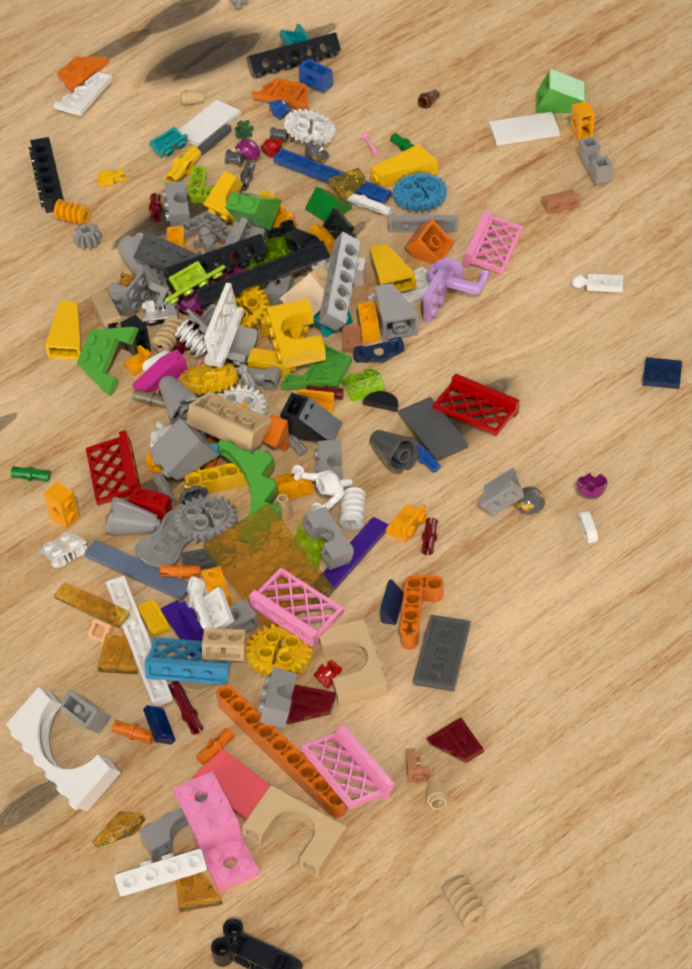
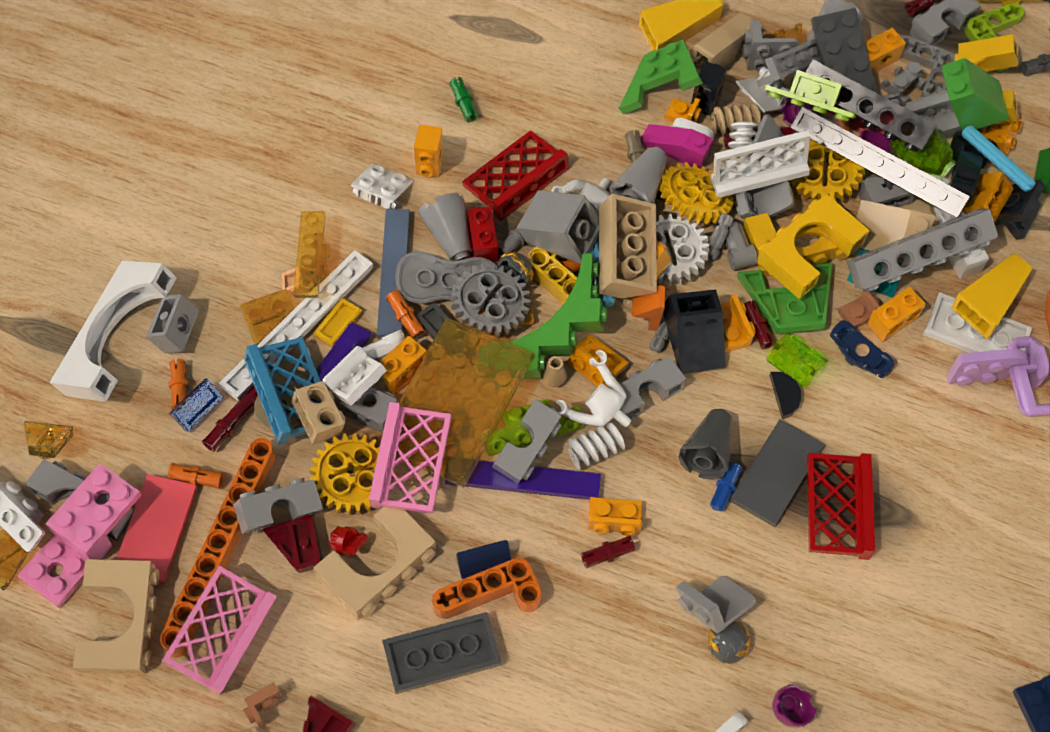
camera: 55 degrees right, 15 degrees up
(303, 220) = (998, 158): none -> medium azure axle
(394, 313) = (917, 333): light grey slope -> none

